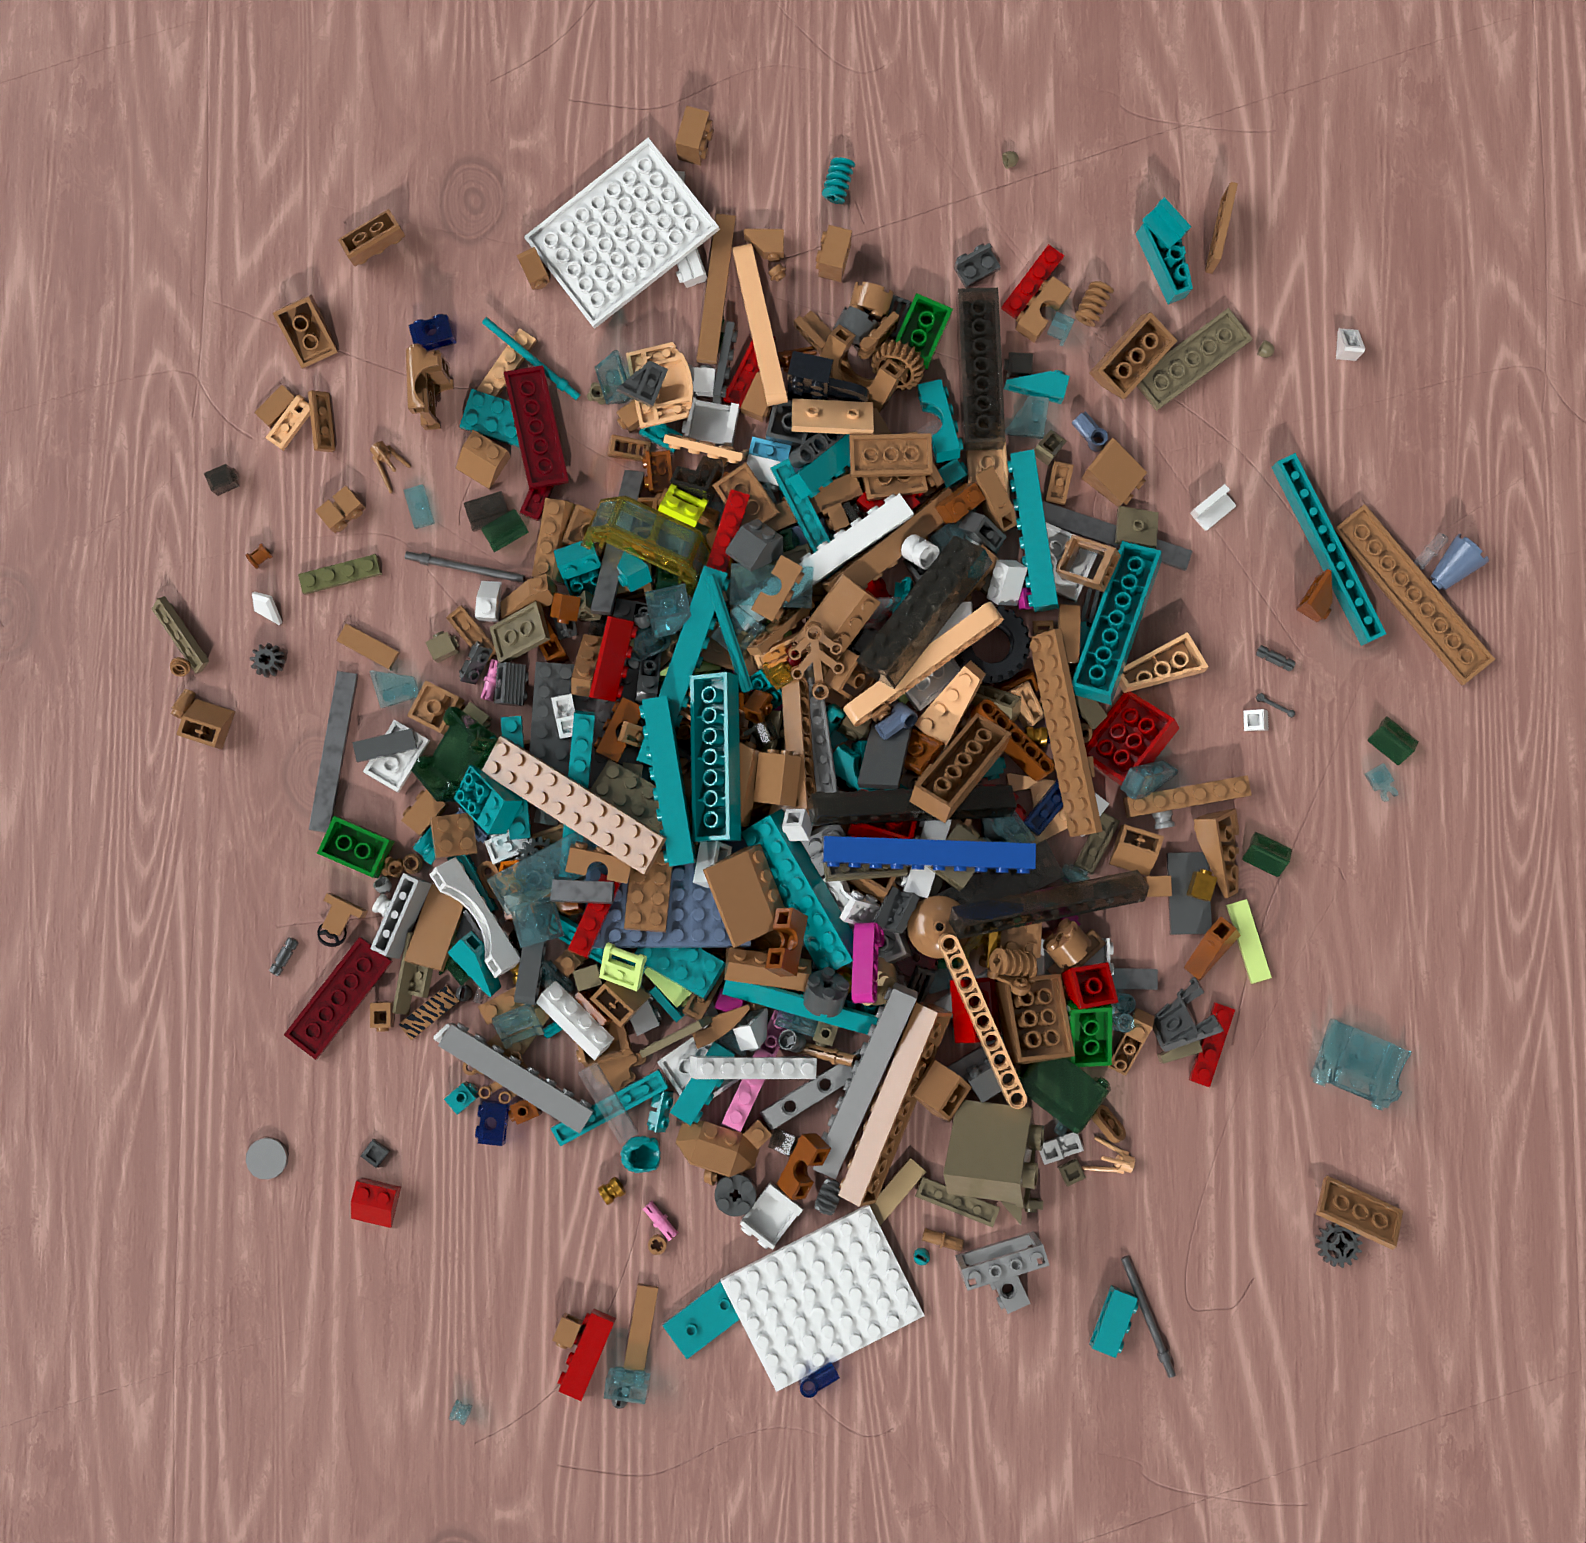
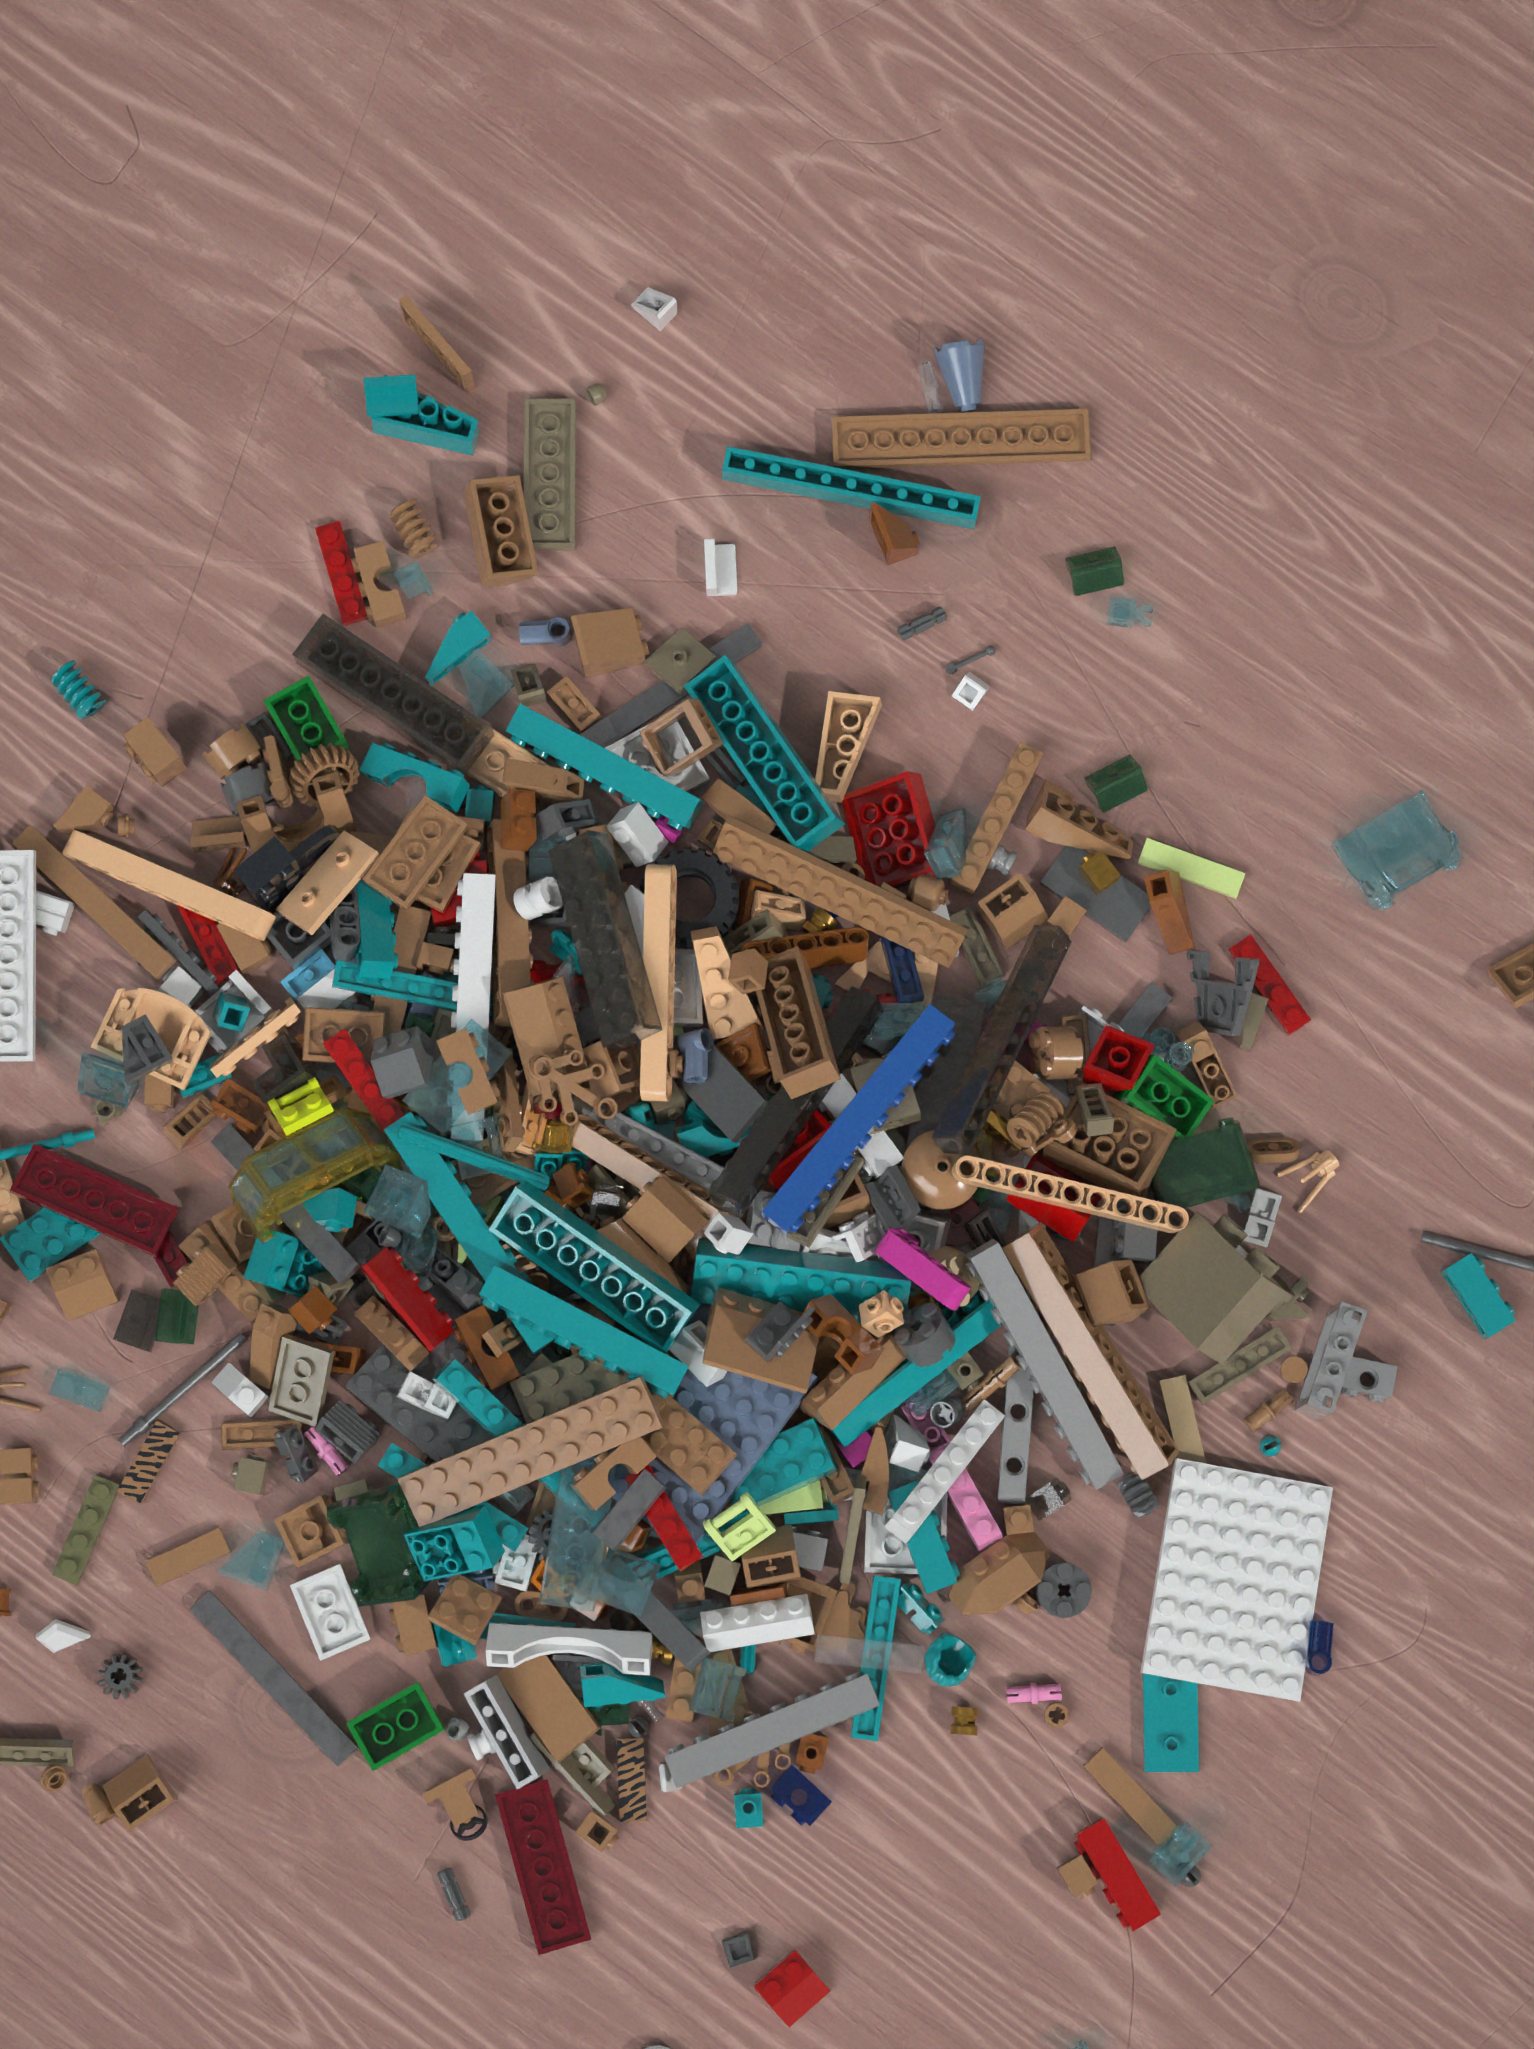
camera: 60 degrees left, 5 degrees down
(384, 745) = (310, 1614): dark grey tile -> none
(396, 871) = (451, 1699): medium nougat plate -> none
(406, 580) = (148, 1462): none -> tile
(406, 863) = (449, 1680): medium nougat plate -> none
(538, 526) = (205, 1273): none -> medium nougat brick
(710, 421) = (231, 1012): none -> teal brick
(757, 900) = (778, 1331): none -> dark grey bracket
(770, 1216) = (1113, 1571): white panel -> none
(809, 1151) = (1092, 1515): dark orange arch -> none
(818, 957) = (881, 1314): none -> light nougat brick
(971, 714) = (748, 971): none -> medium nougat brick
(976, 265) = (279, 617): dark grey bracket -> none
(980, 1237) = (1293, 1369): none -> medium nougat tile
(1010, 159) = (194, 499): dark tan hinge -> none
(1018, 364) = (418, 653): clear smoke brick -> none
(1040, 1003) = (1094, 1110): none -> dark tan slope
(1071, 1172) = (1295, 1225): dark tan tile -> none
(1107, 788) = (927, 892): none -> medium nougat head

